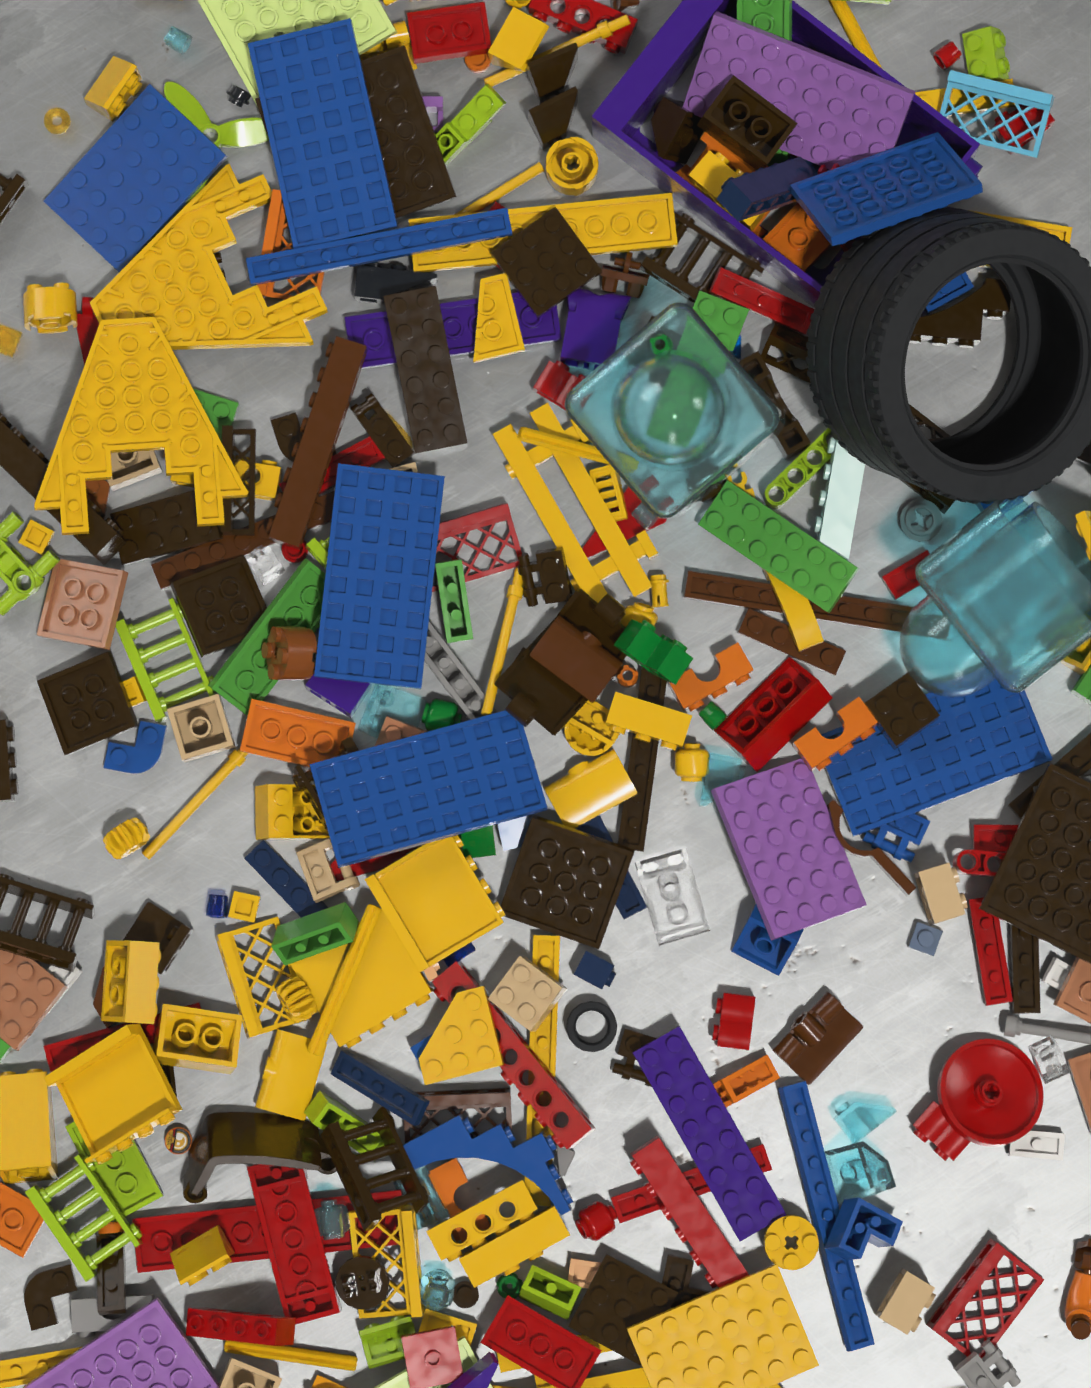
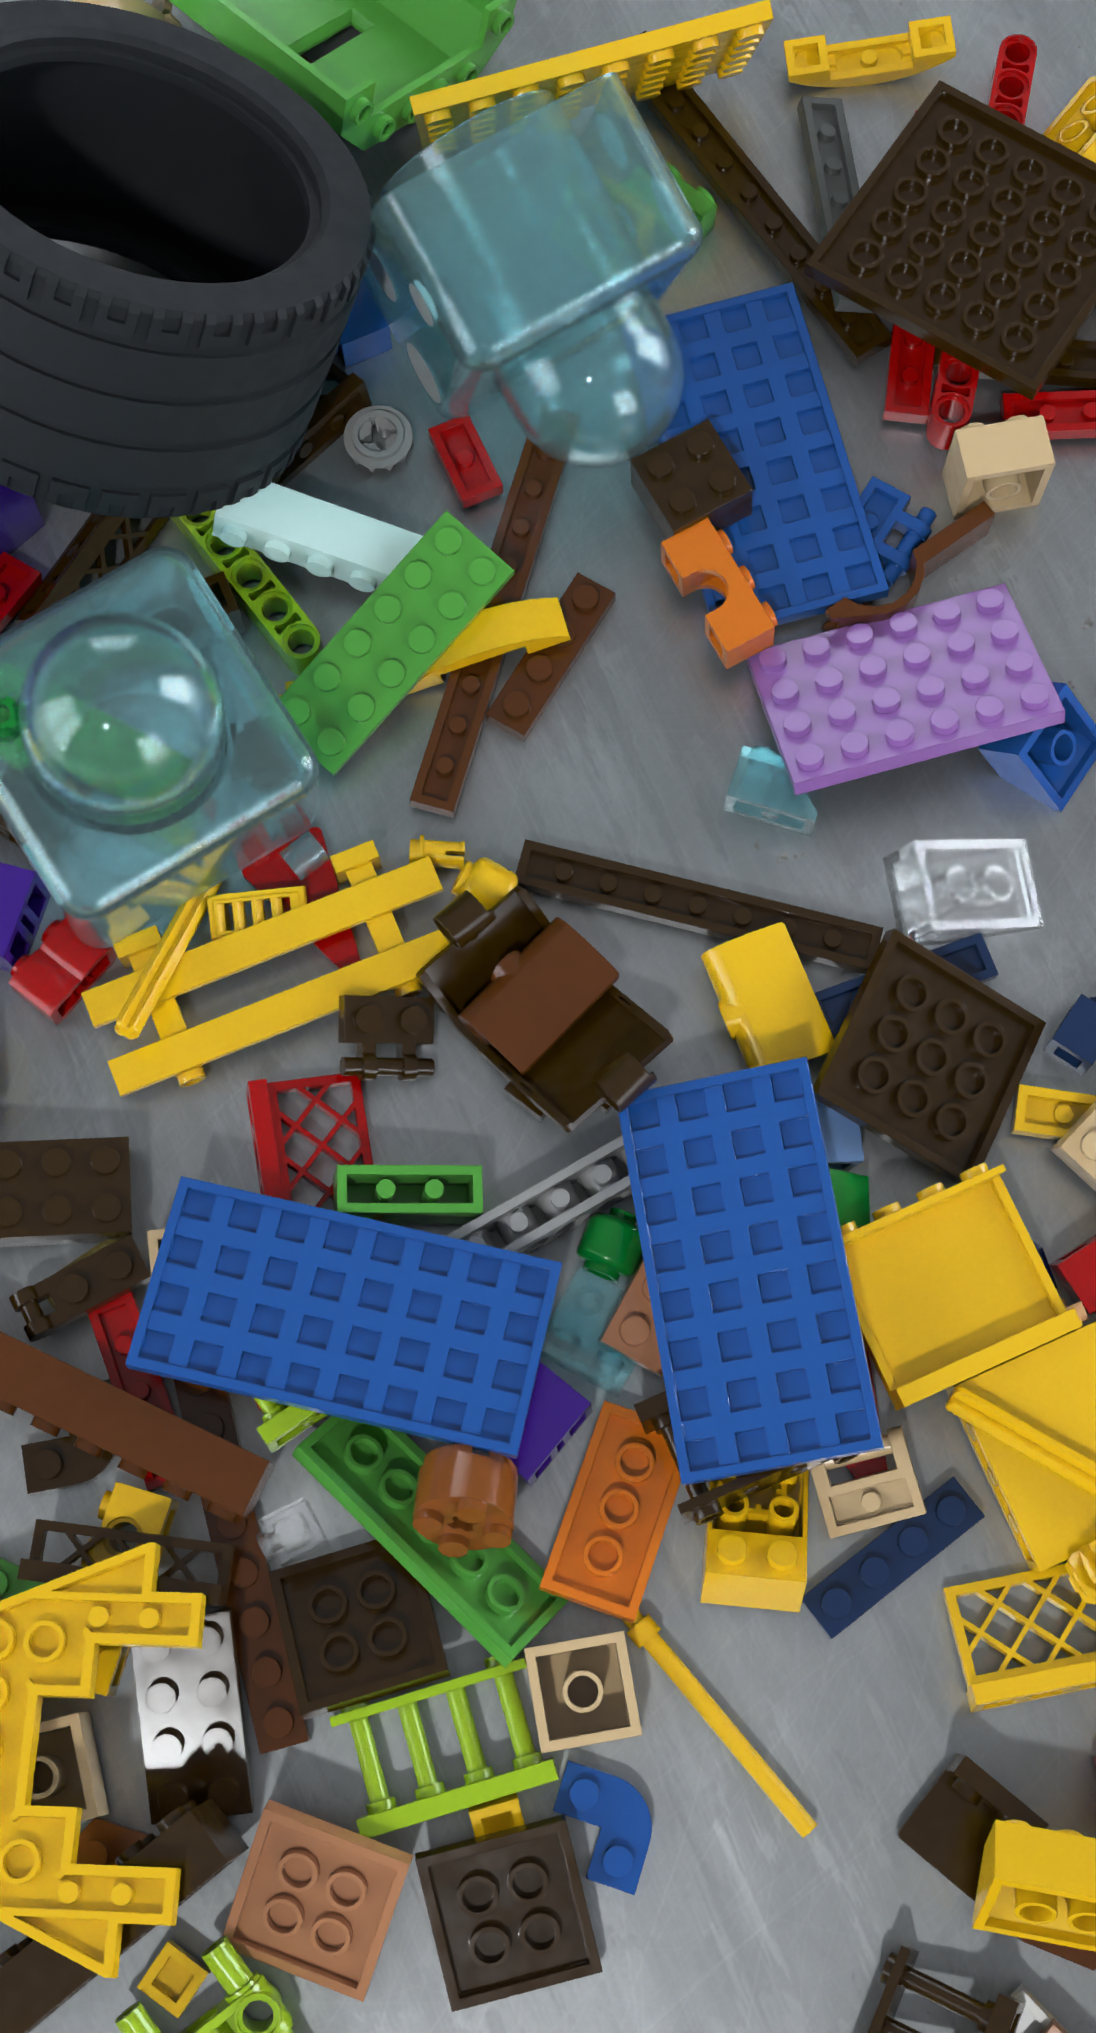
camera: 80 degrees left, 10 degrees down
(126, 838) = (776, 1864): yellow gear -> none
(217, 906) = (918, 1700): clear blue hose -> none
(244, 906) = (922, 1648): yellow plate -> none
(294, 555) = (282, 1479): red plate -> none
(315, 933) = (991, 1516): bright green brick -> none
(514, 595) = (411, 1094): yellow bar -> none
(588, 731) = (666, 982): yellow slope -> none
(624, 683) = (585, 929): orange hose -> none
(648, 721) = (661, 887): yellow brick -> none
(654, 652) = (546, 854): green brick -> none
(691, 762) = (738, 832): yellow head -> none
(712, 715) = (661, 791): green hose -> none
(732, 668) = (583, 750): orange arch -> none
(773, 714) = (669, 694): red slope -> none
(925, 939) = (1062, 510): sand blue plate -> none

